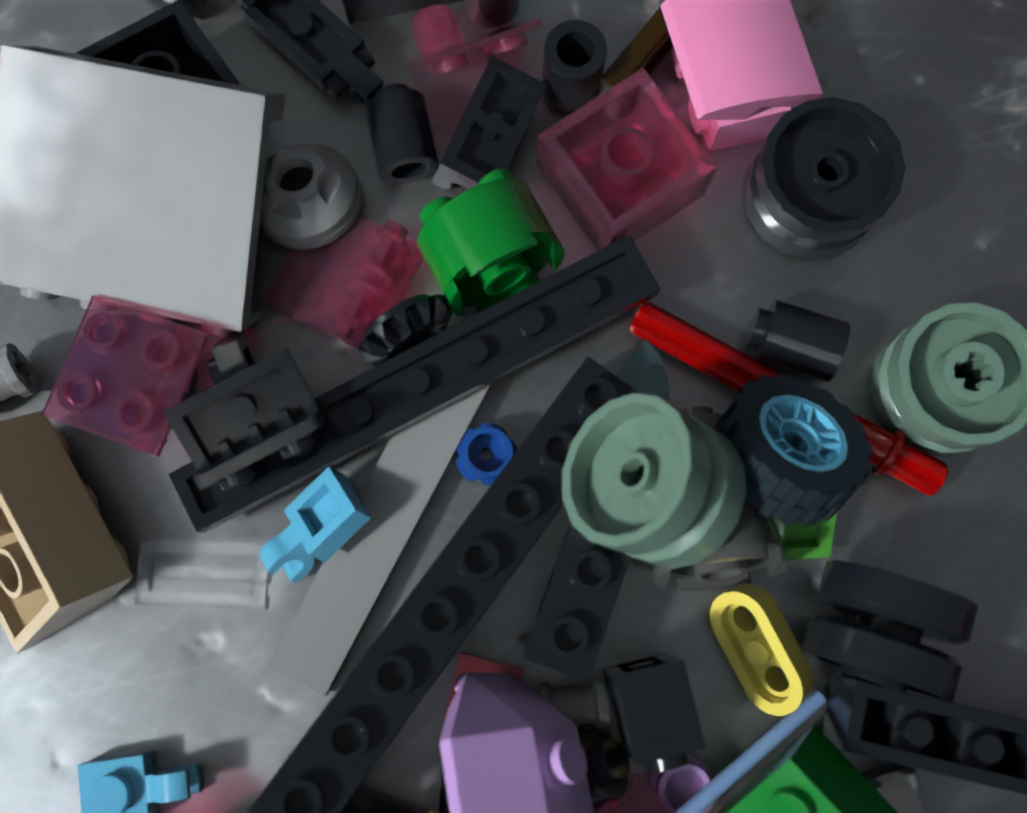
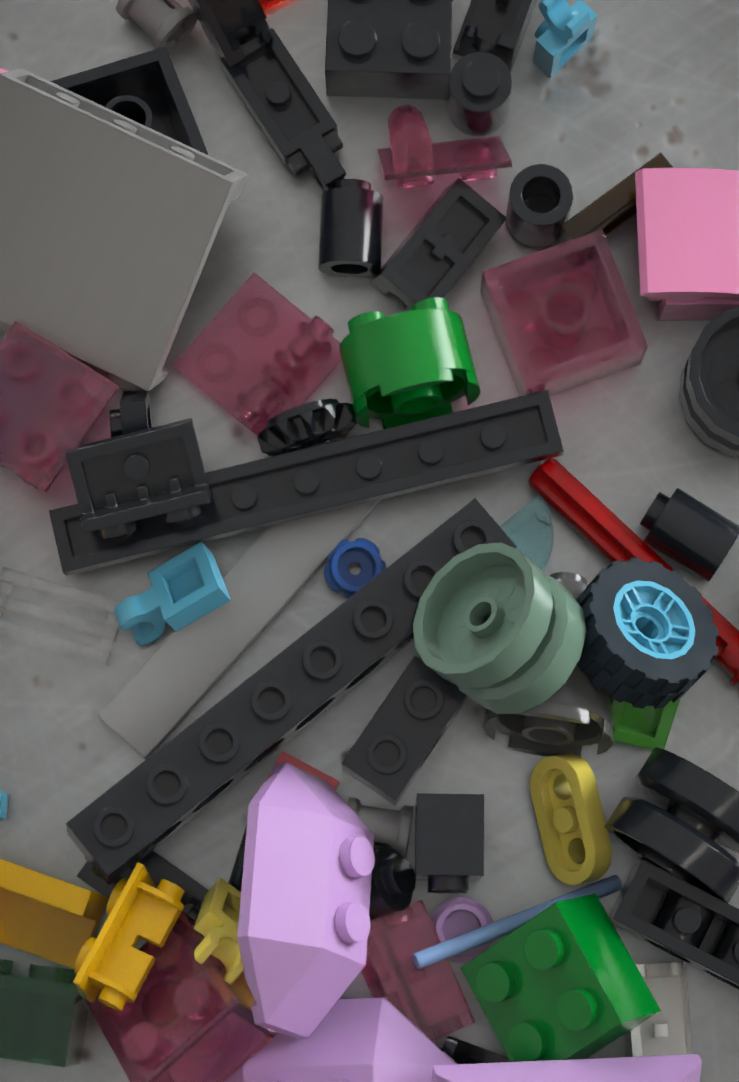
camera: 15 degrees right, 0 degrees up
(319, 210) = (255, 288): light grey piece -> none

